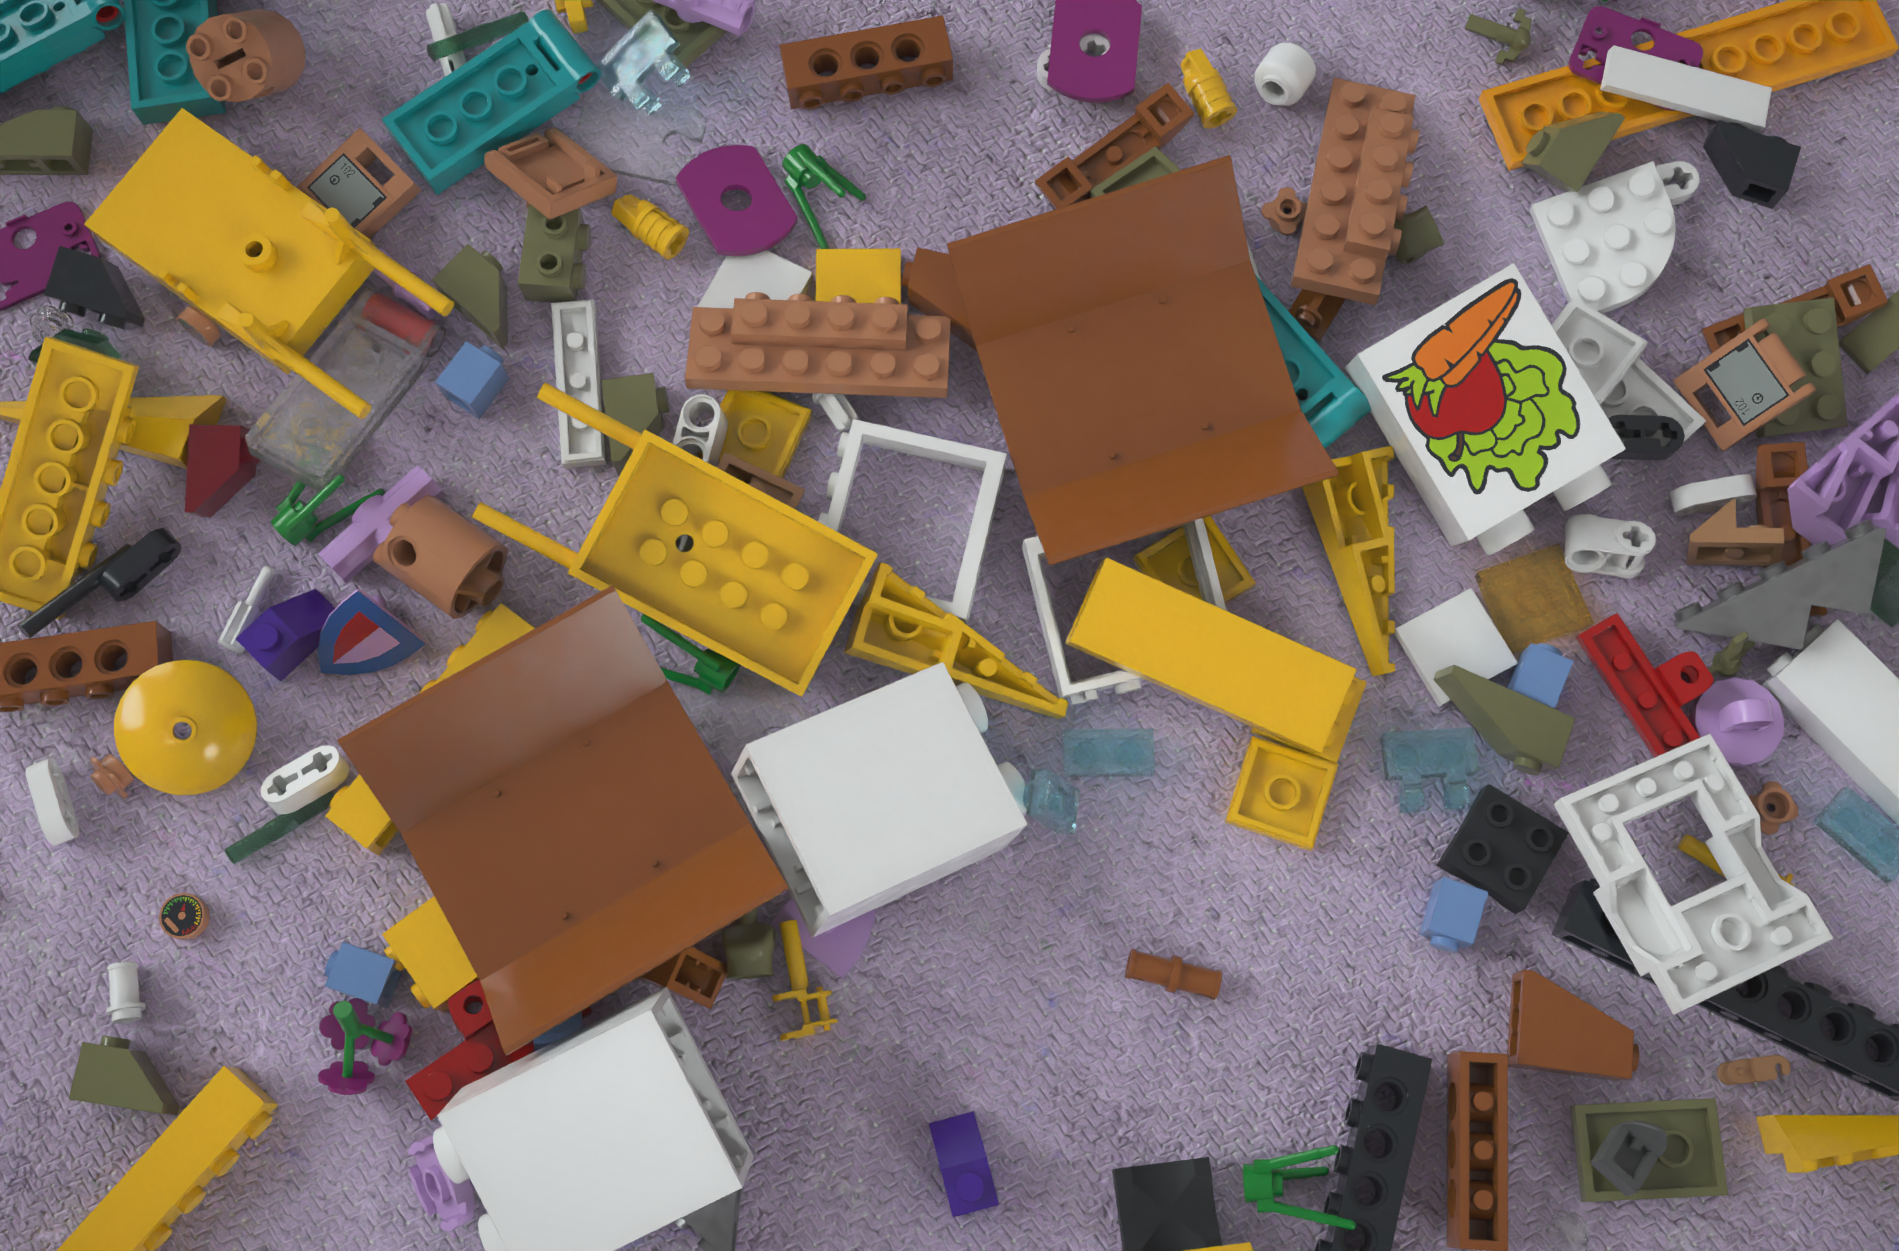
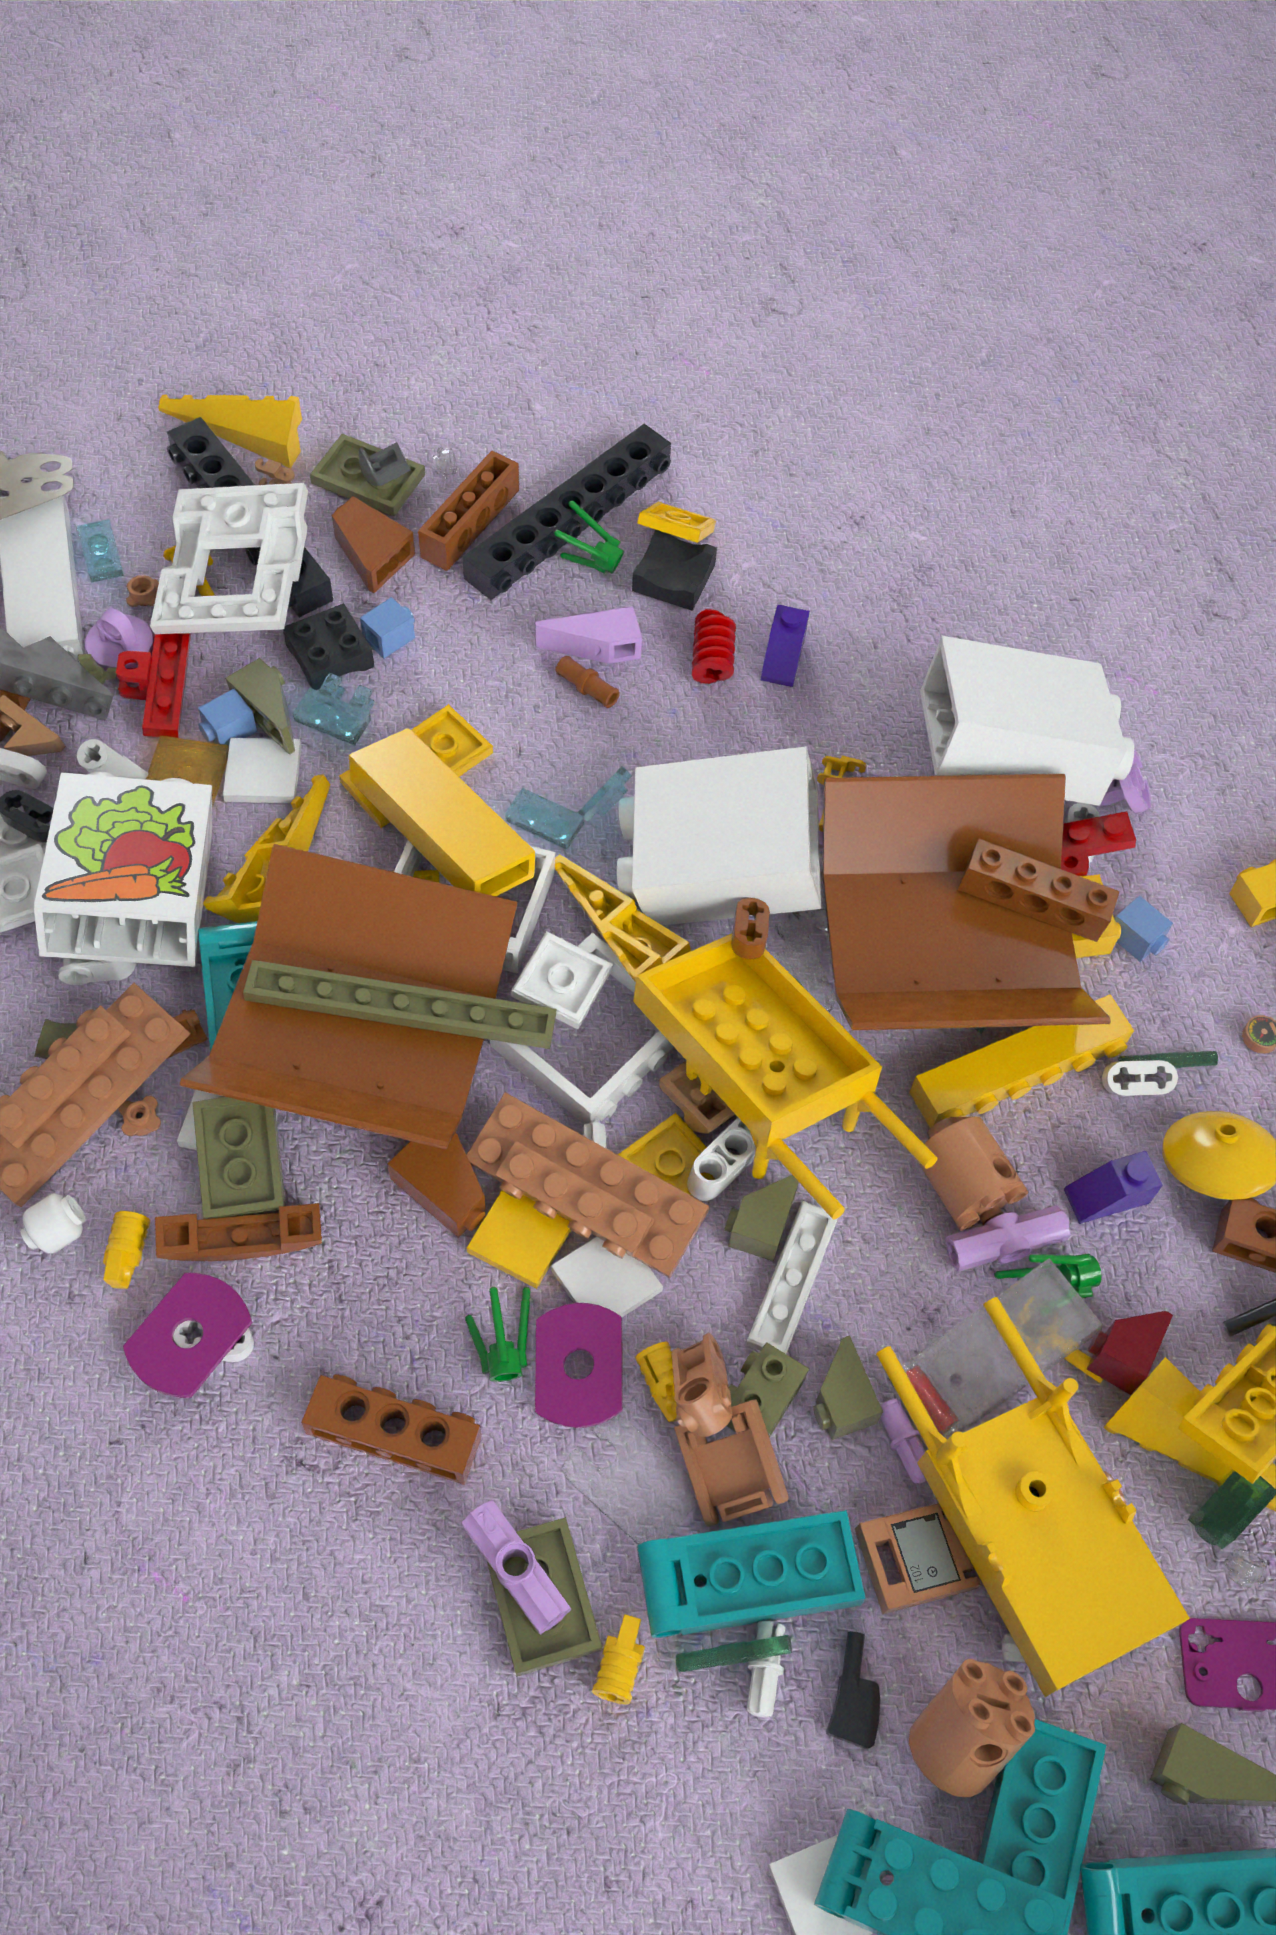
camera: 155 degrees left, 15 degrees down
(92, 285) = (1197, 1577): black slope -> none
(140, 564) = (1222, 1305): black beam -> none
(246, 613) = (1145, 1226): white axle -> none
(350, 1030) = (1172, 874): magenta plant -> none
(362, 64) = (857, 1700): none -> black piece
(364, 637) = (1053, 1156): shield -> none
(473, 378) = (882, 1318): medium blue brick -> none
(488, 910) = (1038, 890): none -> dark orange brick
(608, 212) = (701, 1387): none -> nougat piece
(636, 56) = (595, 1539): clear light blue plate -> none
(778, 689) = (755, 928): none -> dark orange beam
(963, 540) = (562, 979): none -> white tile
(1048, 1107) = (713, 647): none -> red piece
(1103, 411) = (400, 1004): none -> olive plate
(1193, 1050) = (597, 636): none -> lavender slope

